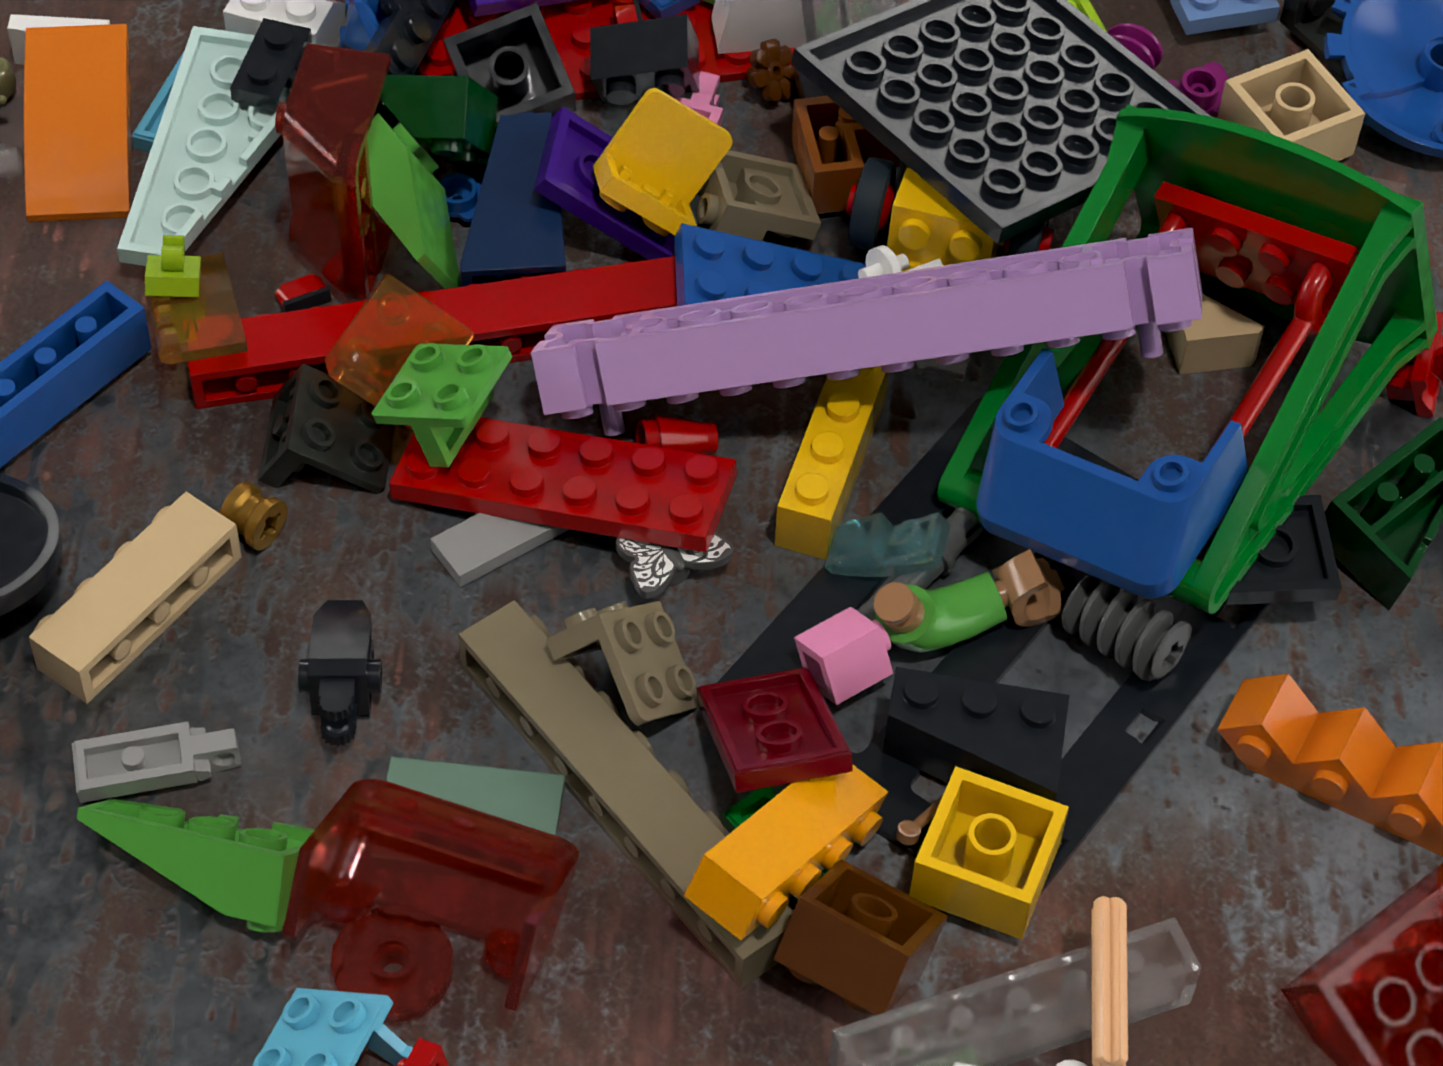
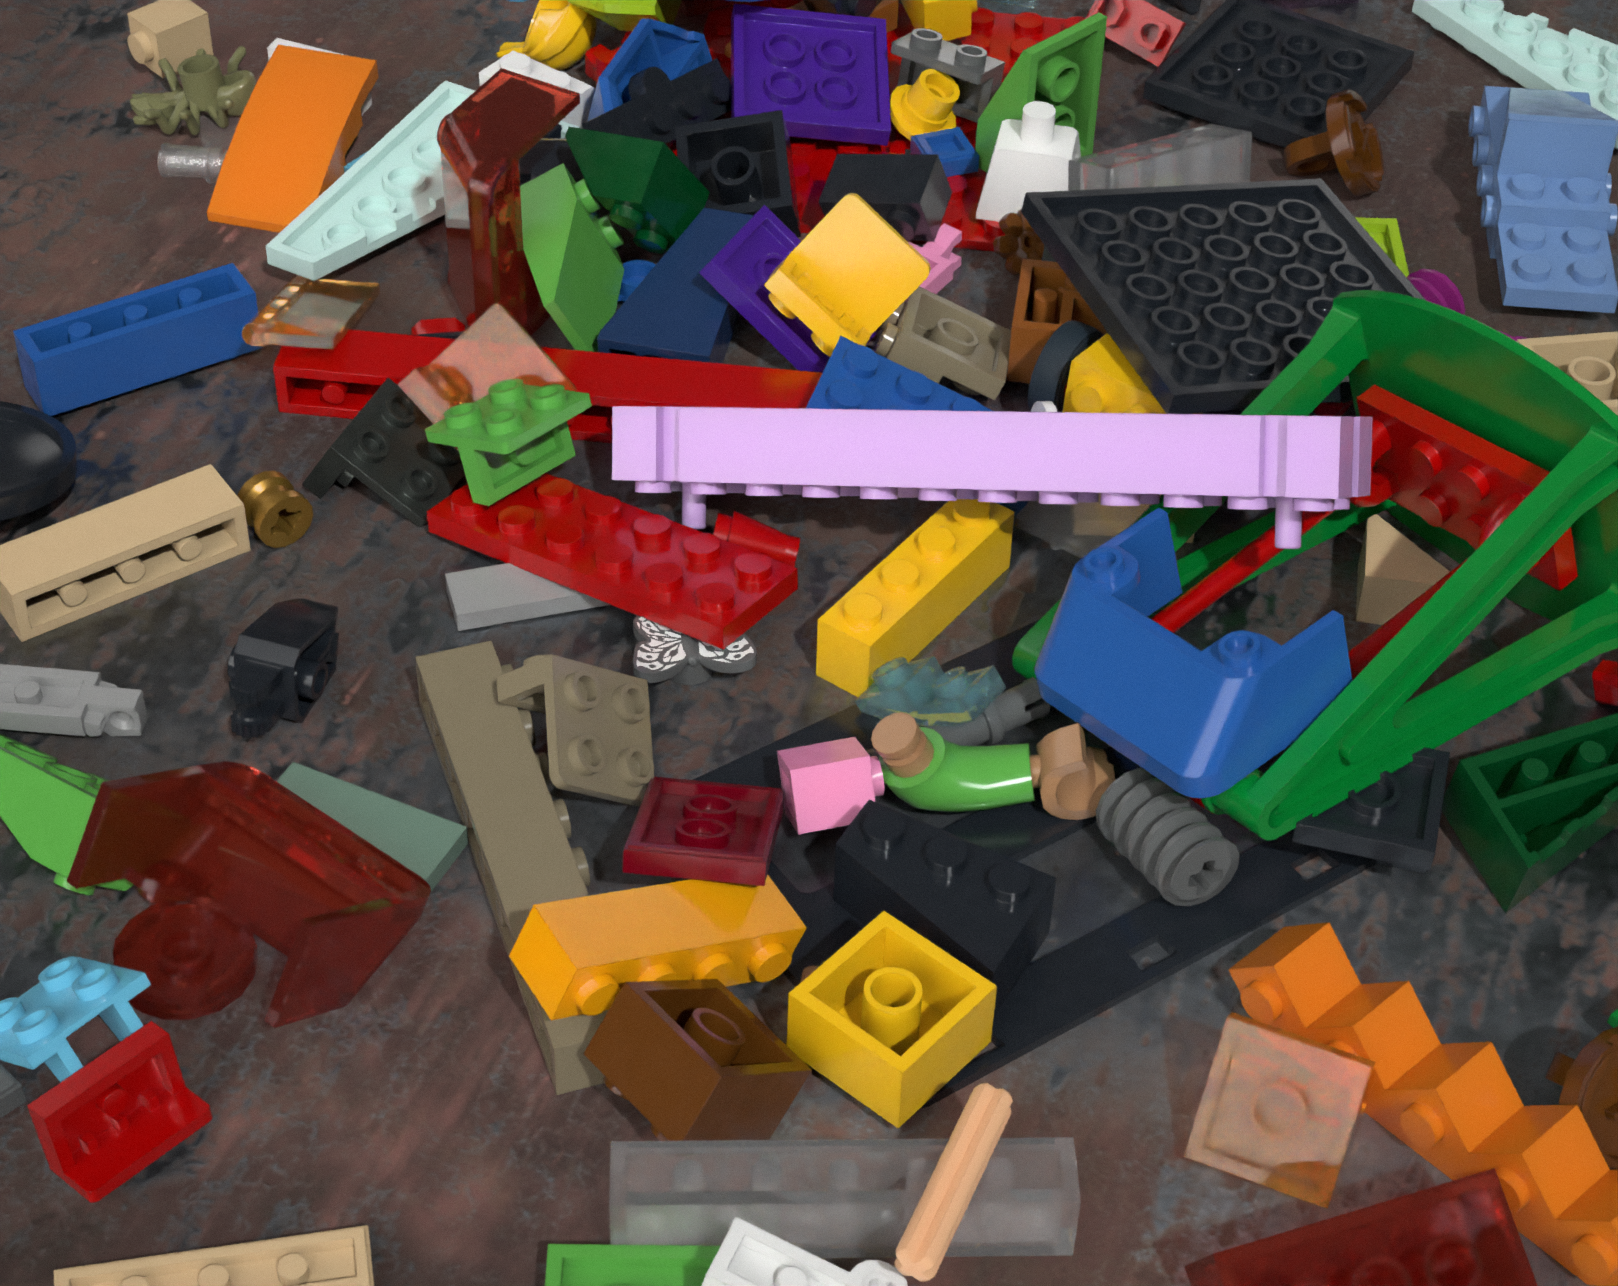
camera: 20 degrees right, 10 degrees down
(173, 272) = (307, 274): lime tile -> none
(1303, 840) = (1280, 1109): none -> clear orange bracket

